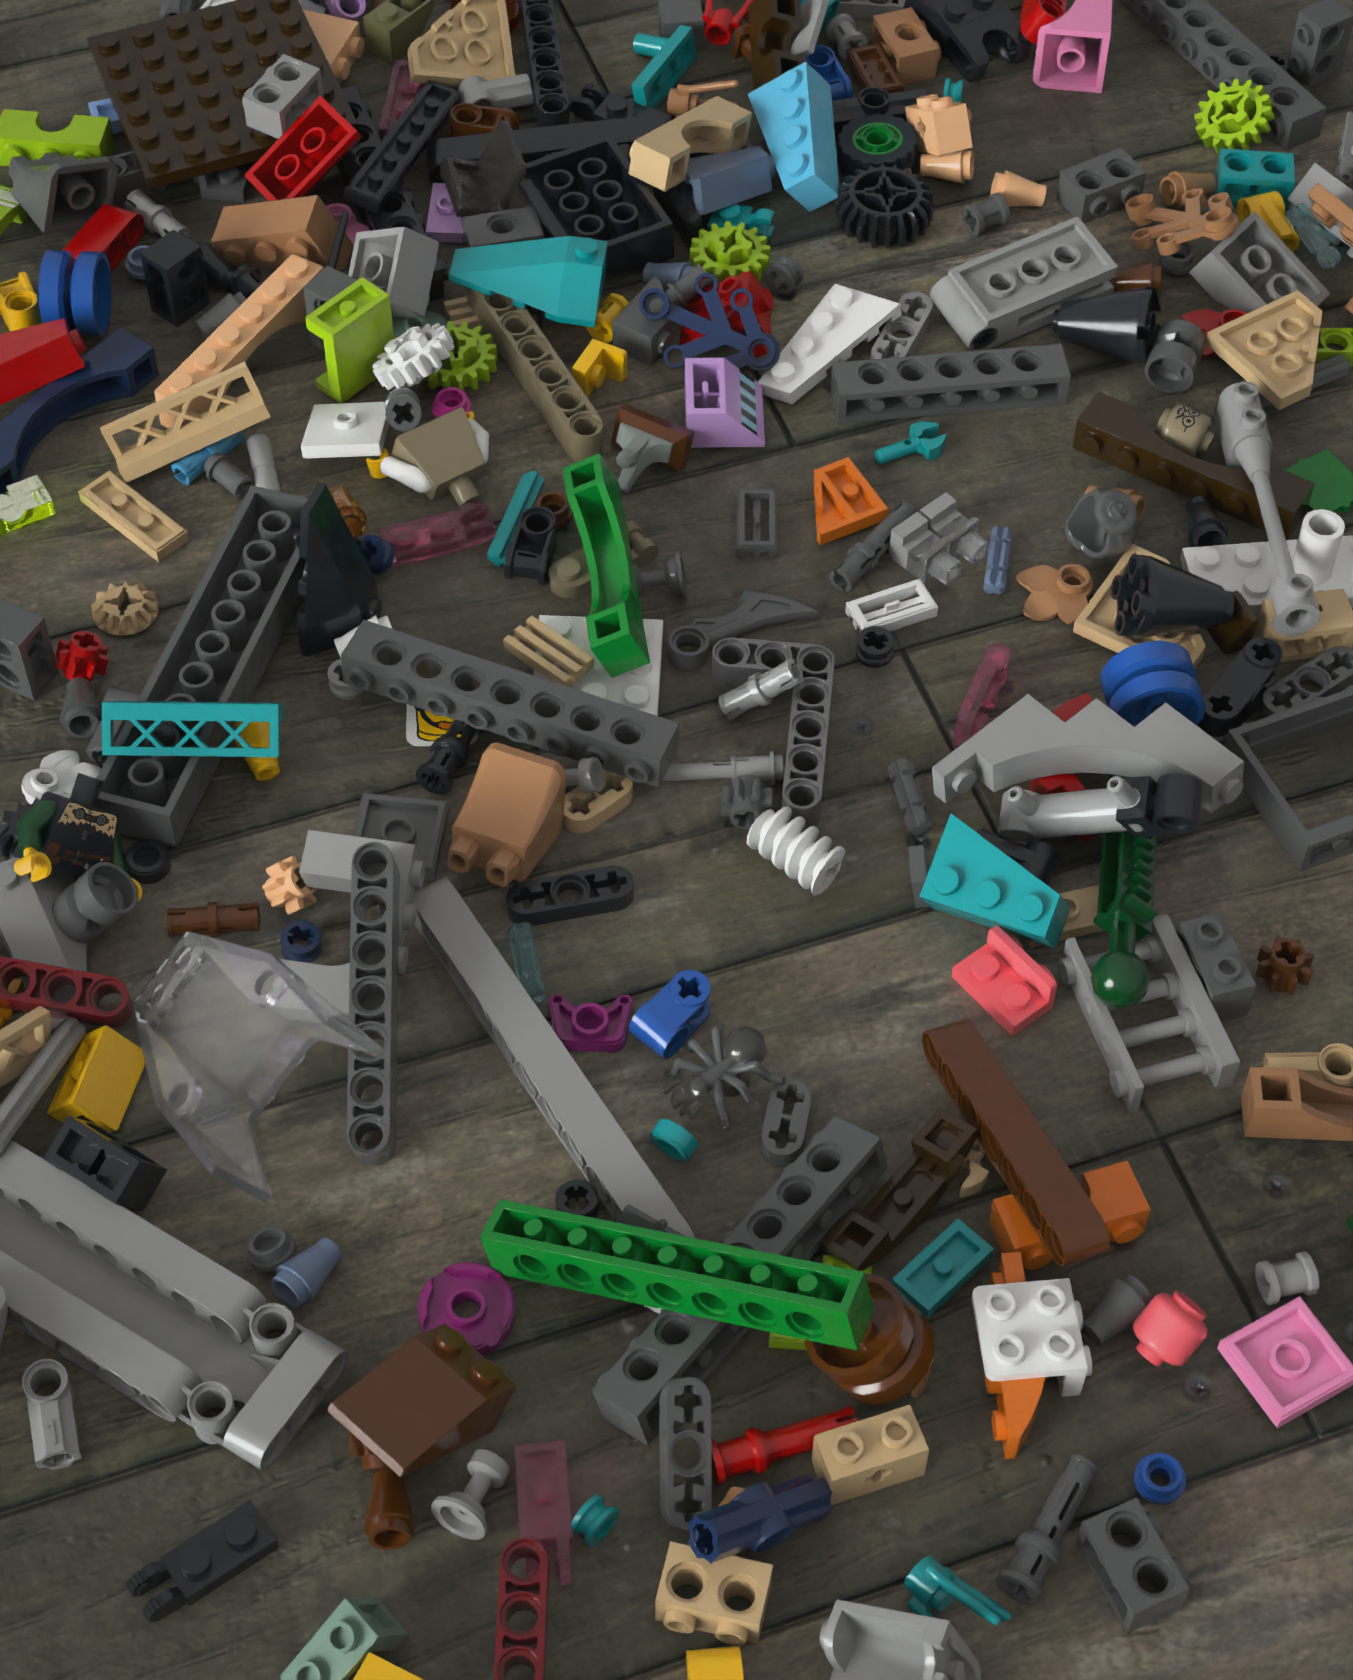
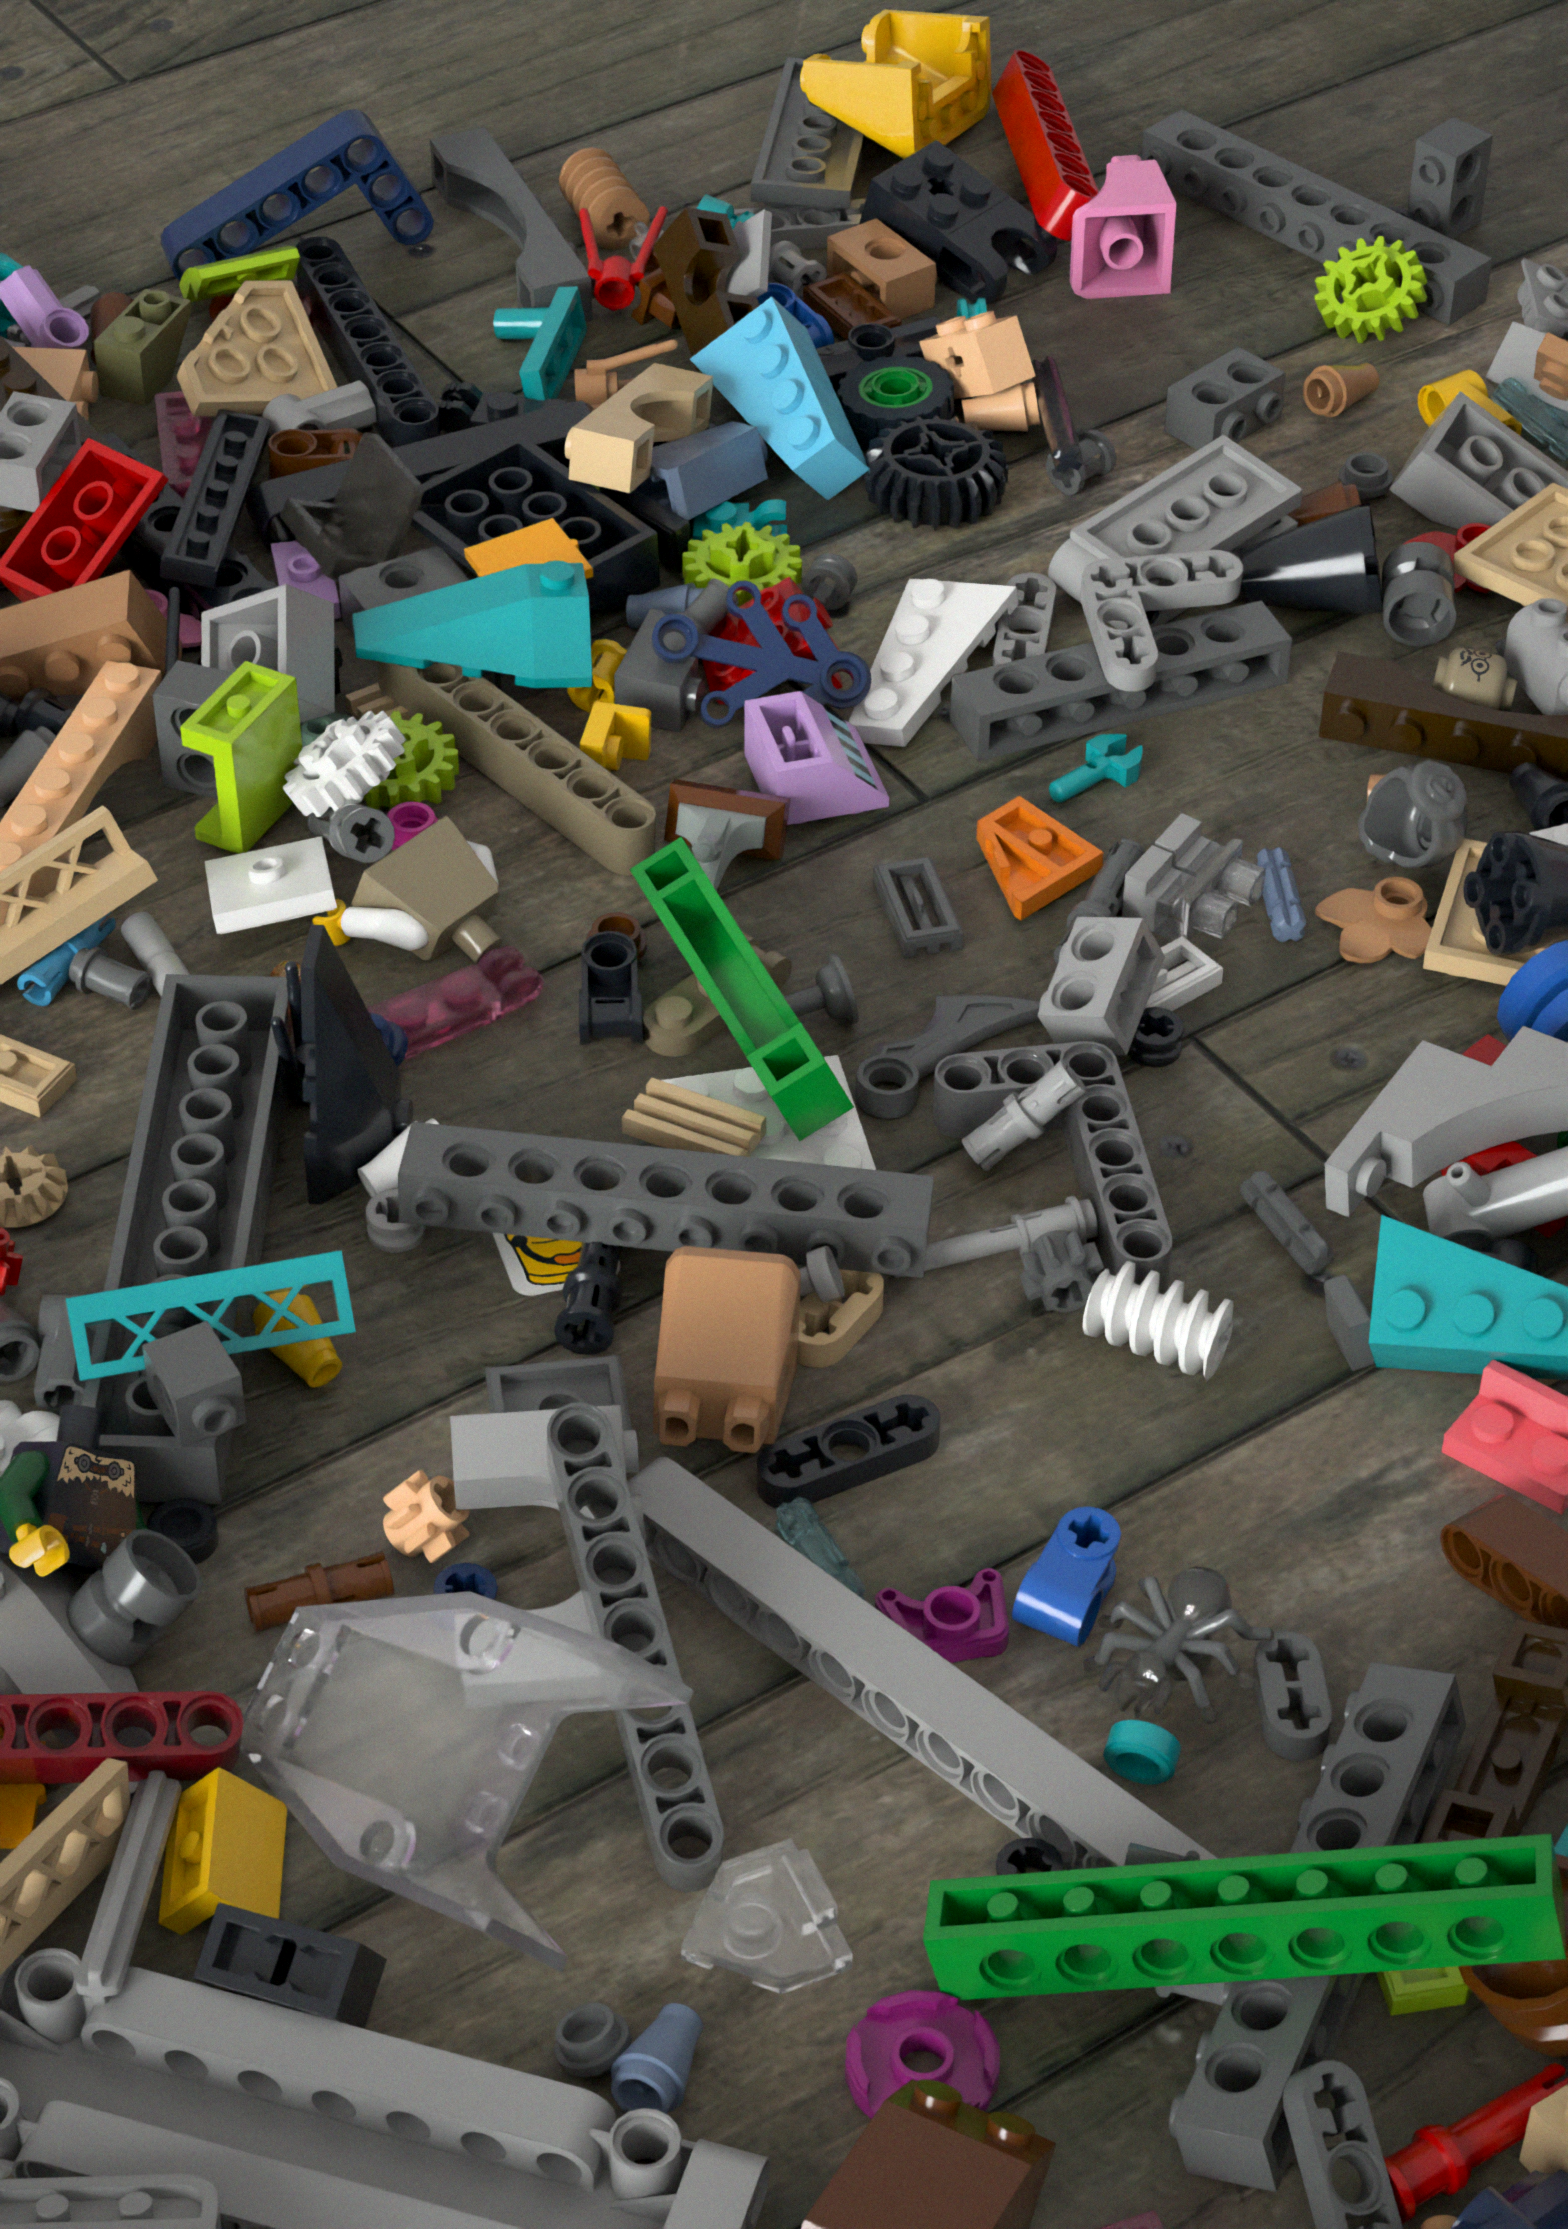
camera: 15 degrees left, 10 degrees down
(165, 773) = (194, 1384): none -> dark grey brick
(405, 1197) = (769, 1921): none -> clear plate
(523, 498) = (564, 961): teal axle -> none
(586, 221) = (527, 545): none -> light orange piece
(846, 606) = (1102, 982): none -> light grey brick
(964, 329) = (1213, 581): none -> light grey beam
(977, 178) = (1056, 416): none -> black axle
(982, 693) = (1334, 1071): clear pink hinge -> none
(1018, 190) = (1118, 424): light nougat cone -> none
(1215, 224) = (1415, 413): medium nougat plant -> none
(1253, 173) = (1422, 354): teal brick -> none

